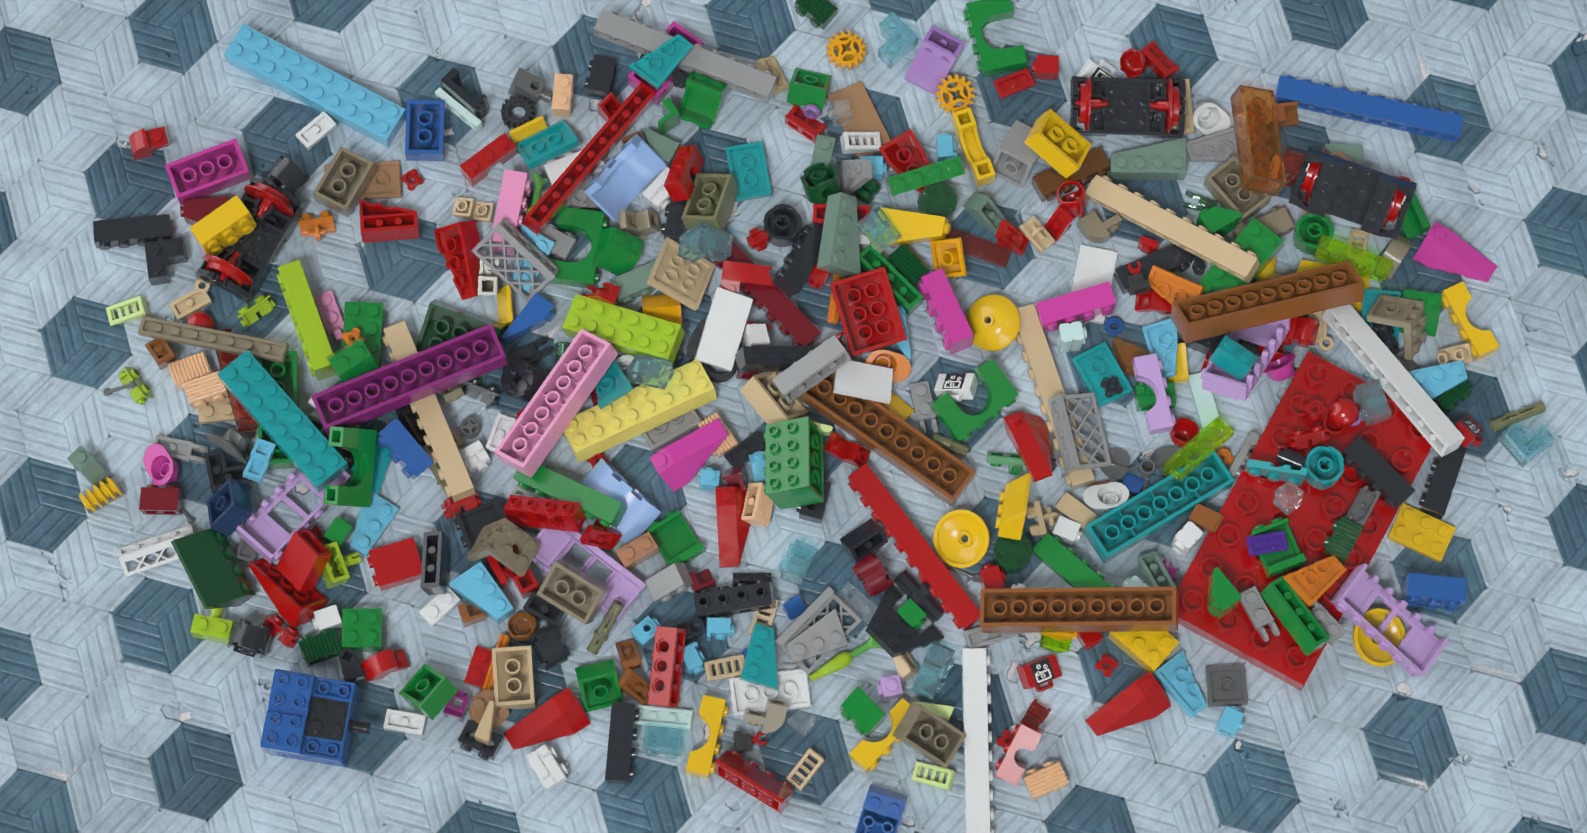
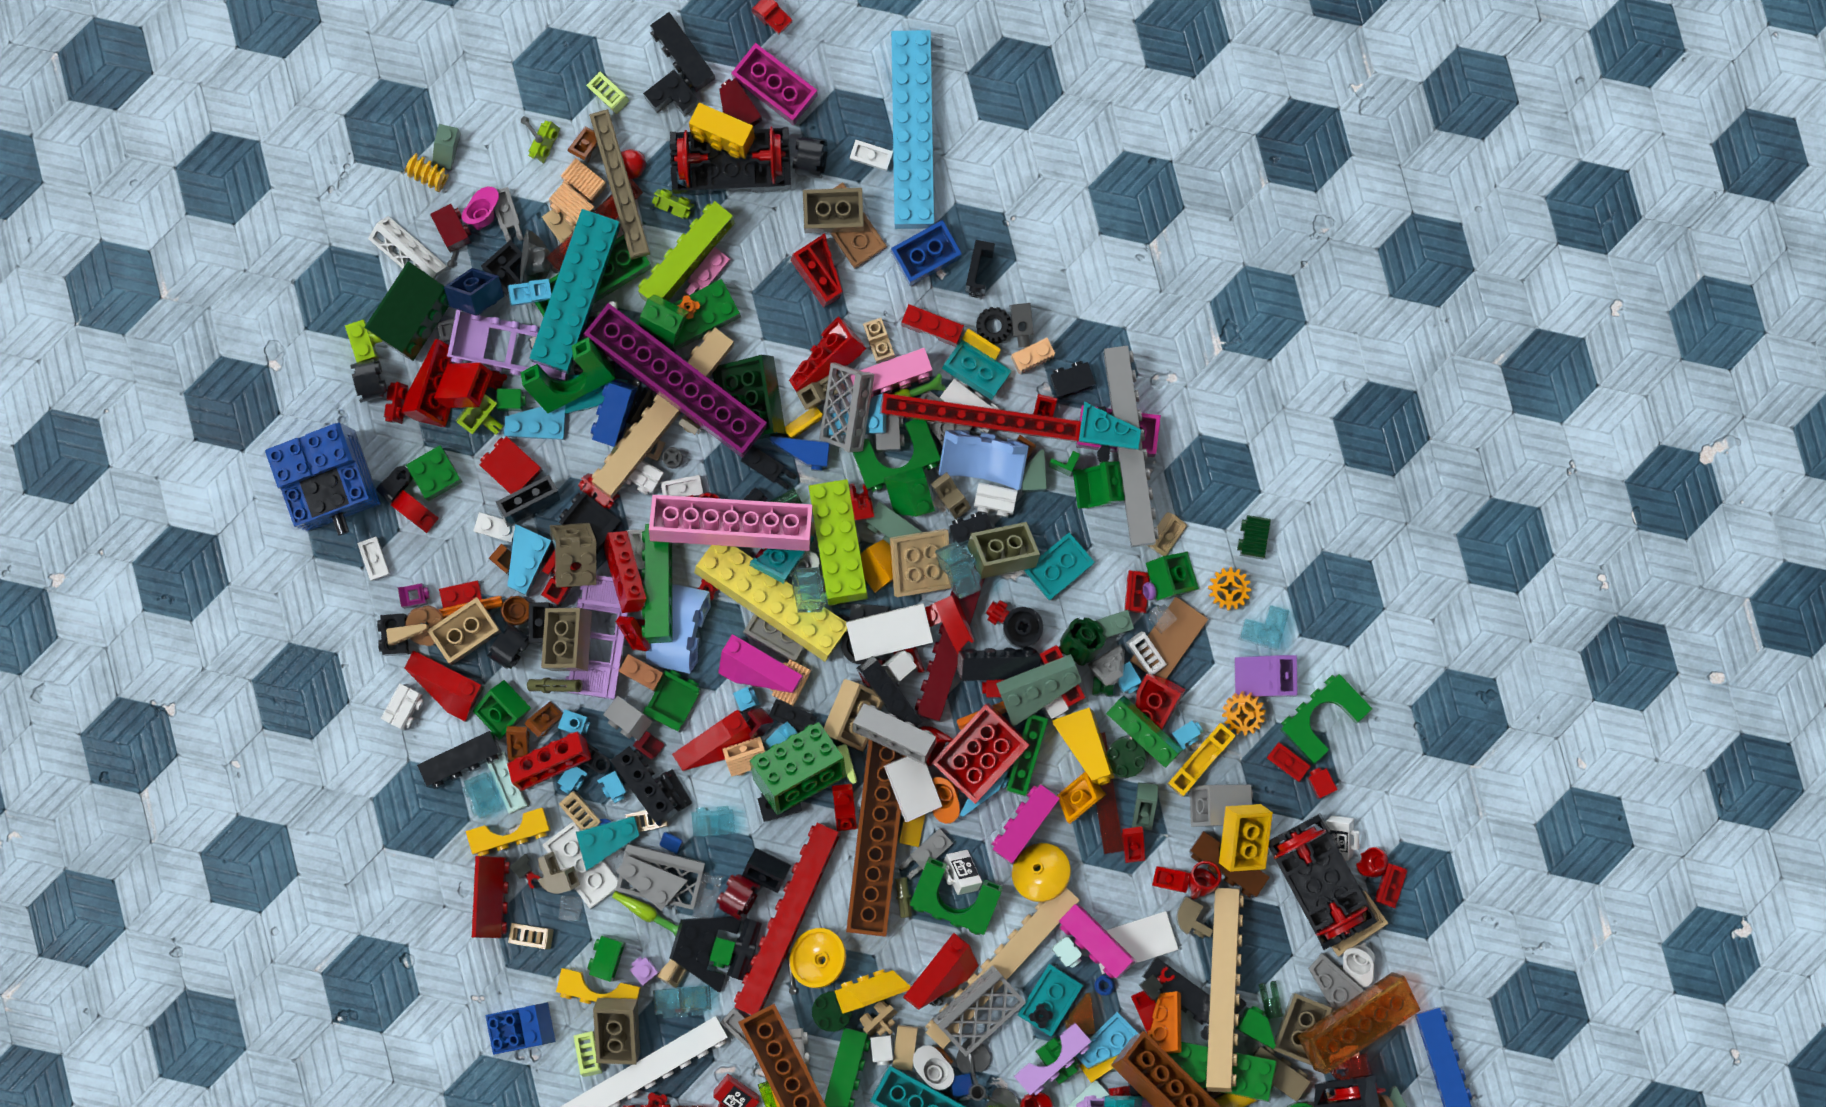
camera: 65 degrees right, 10 degrees up
(191, 301) = (646, 142): tan hinge -> none
(316, 226) = (779, 211): orange hips -> none
(320, 647) = (398, 445): dark green brick -> none
(327, 618) = (426, 436): white brick -> none
(407, 179) = (876, 273): red plate -> none
(428, 691) = (408, 564): green brick -> none
(459, 110) = (964, 270): light aqua tile -> none
(489, 392) = (714, 456): hinge -> none
(521, 380) = (739, 479): black brick -> none
(678, 181) = (1003, 511): red arch -> none
(878, 230) = (1063, 720): clear light blue brick -> none
(908, 264) = (1051, 763): dark green brick -> none
(940, 710) = (647, 1026): yellowish green slope -> none
(992, 577) = (798, 1006): red brick -> none
(1013, 460) = (917, 954): green hinge -> none
(1037, 234) = (1150, 865): tan hips -> none
(1147, 245) = (1199, 974): red plate -> none
(1150, 162) = (1286, 936): sand green wedge -> none
(1287, 114) = (1407, 1034): dark orange panel -> none

